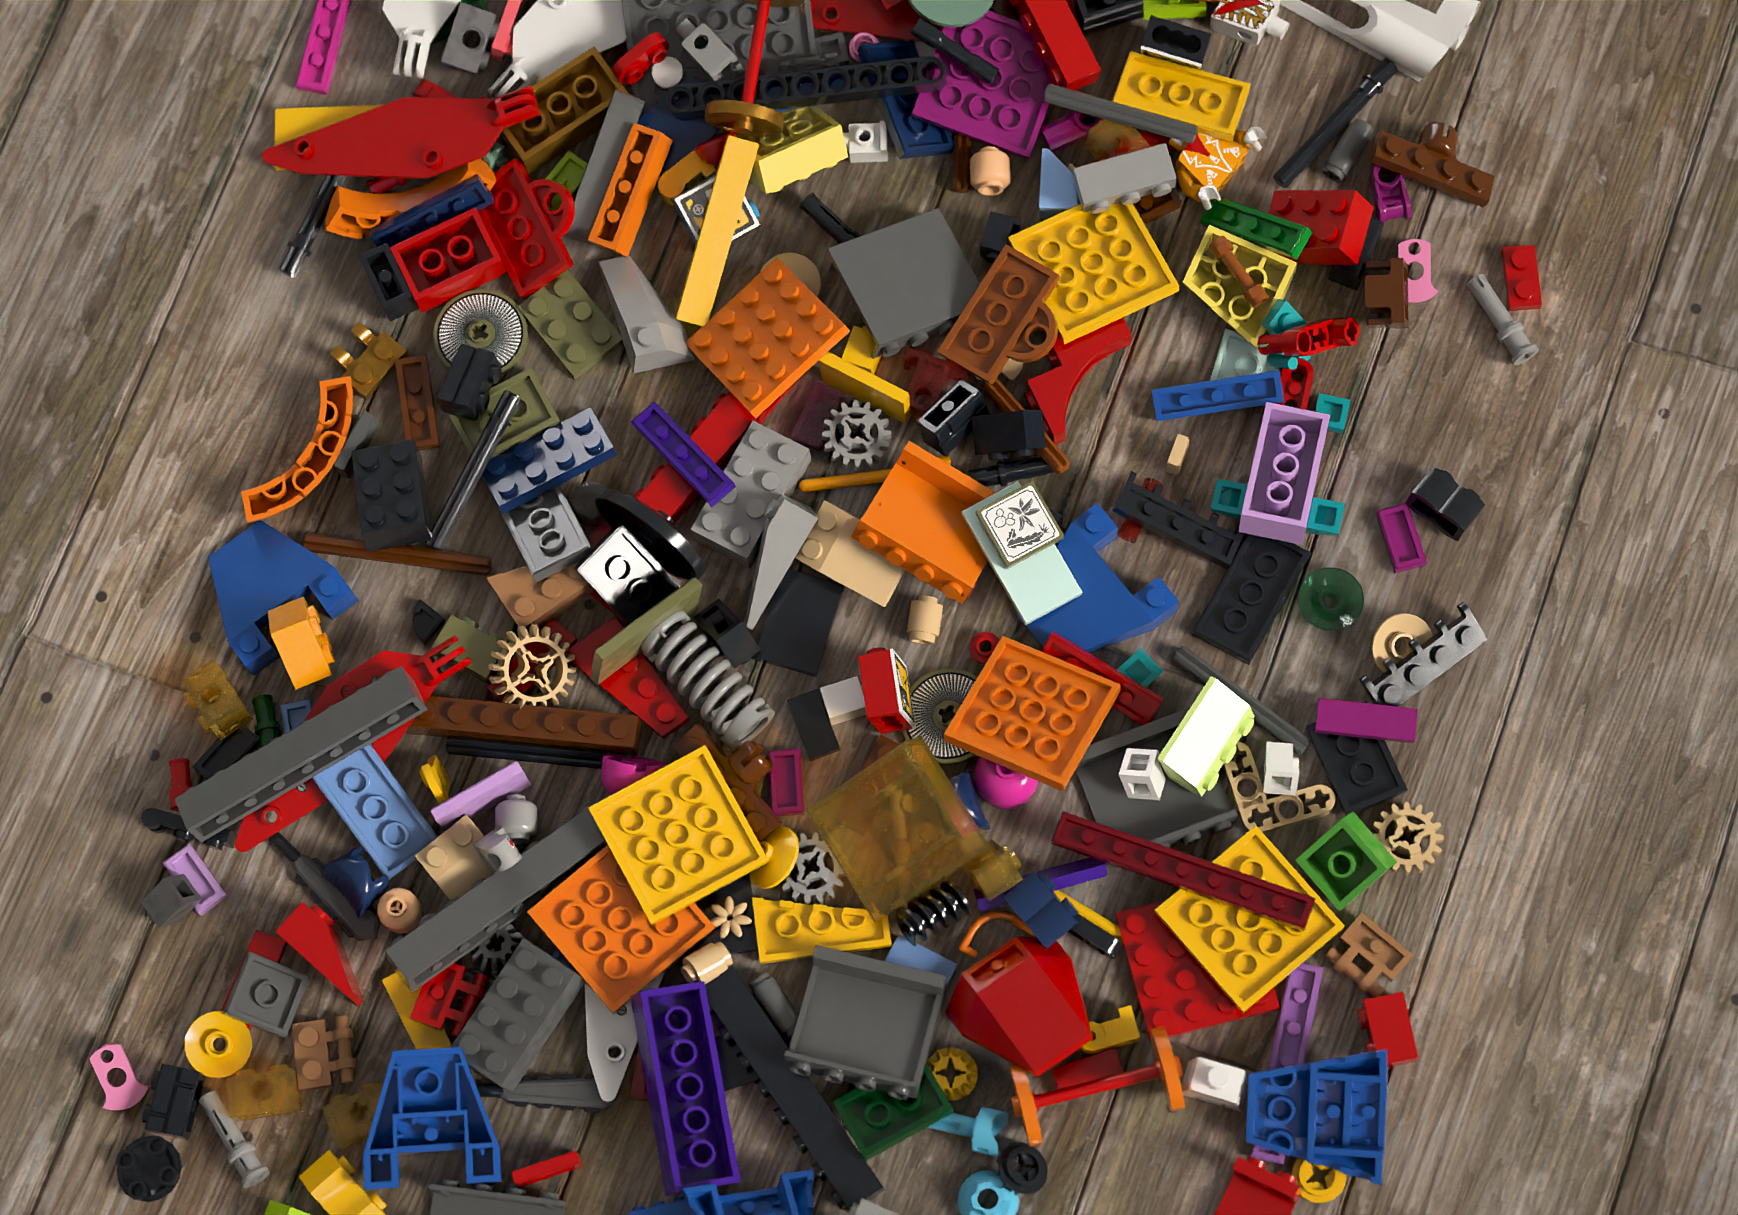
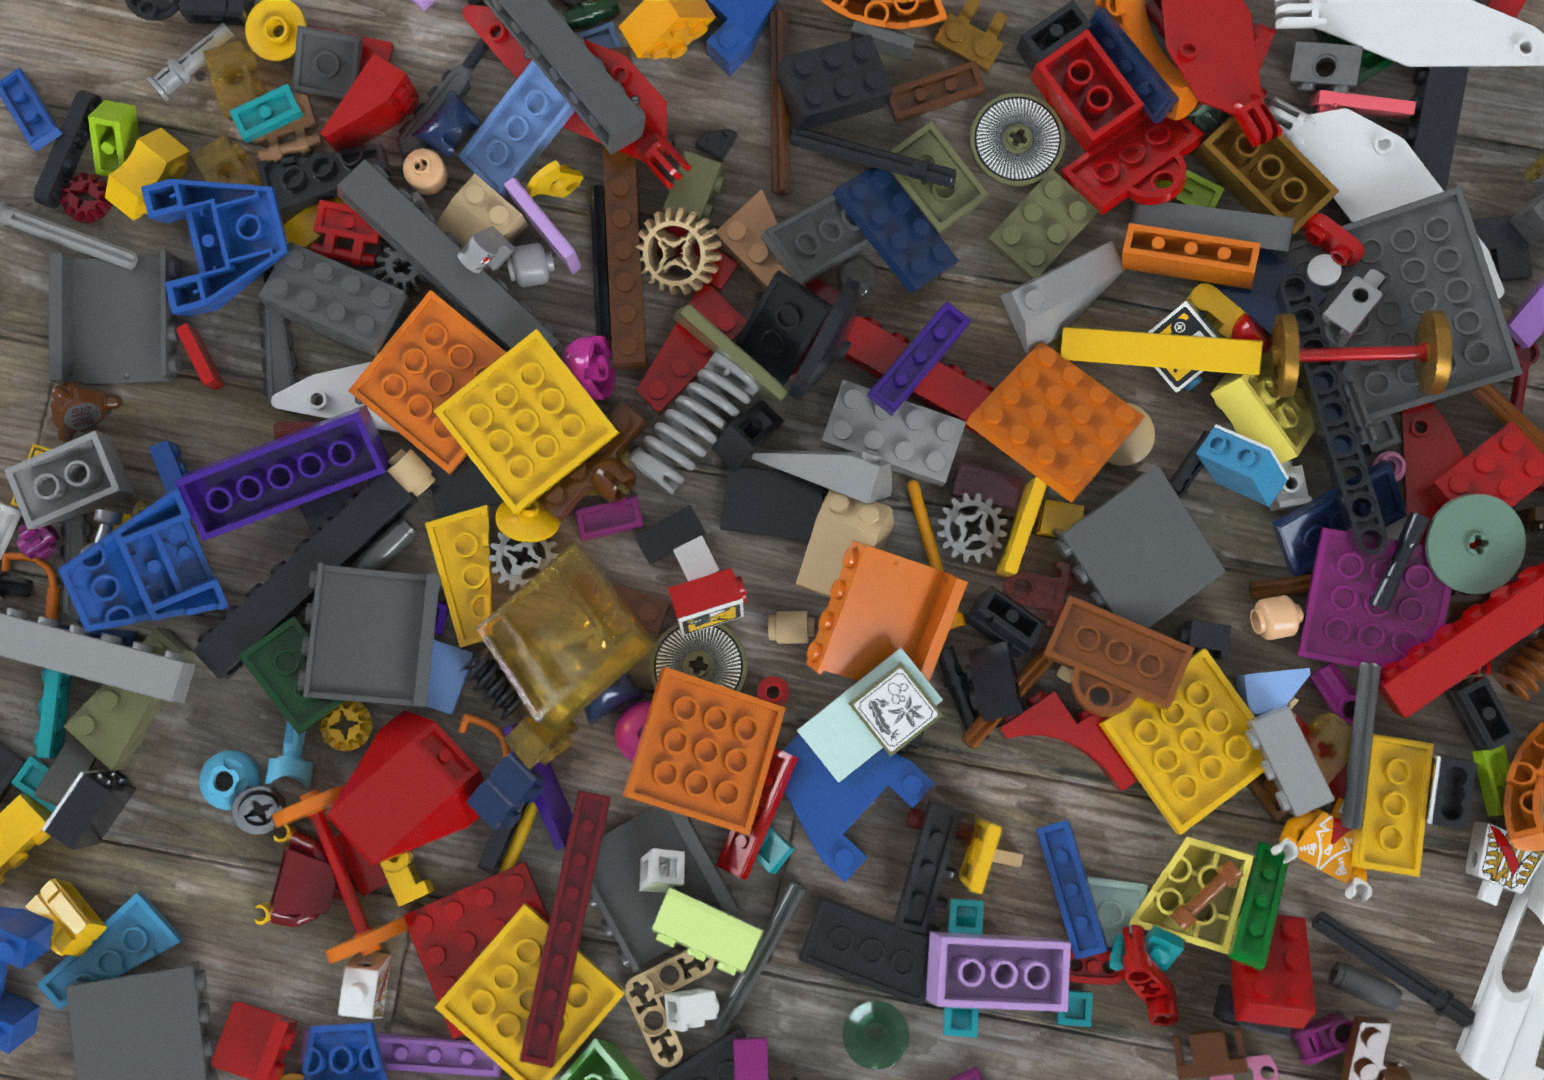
camera: 70 degrees right, 10 degrees up
(308, 1060) = (266, 113): none -> teal plate
(383, 1017) = (308, 180): none -> black wing
(469, 382) = (960, 135): black brick -> none
(730, 911) = (455, 486): tan plant -> none
(840, 175) = (1242, 465): none -> dark azure piece
(1101, 1130) = (302, 882): none -> dark red torso
(1172, 469) = (979, 855): none -> yellow tile

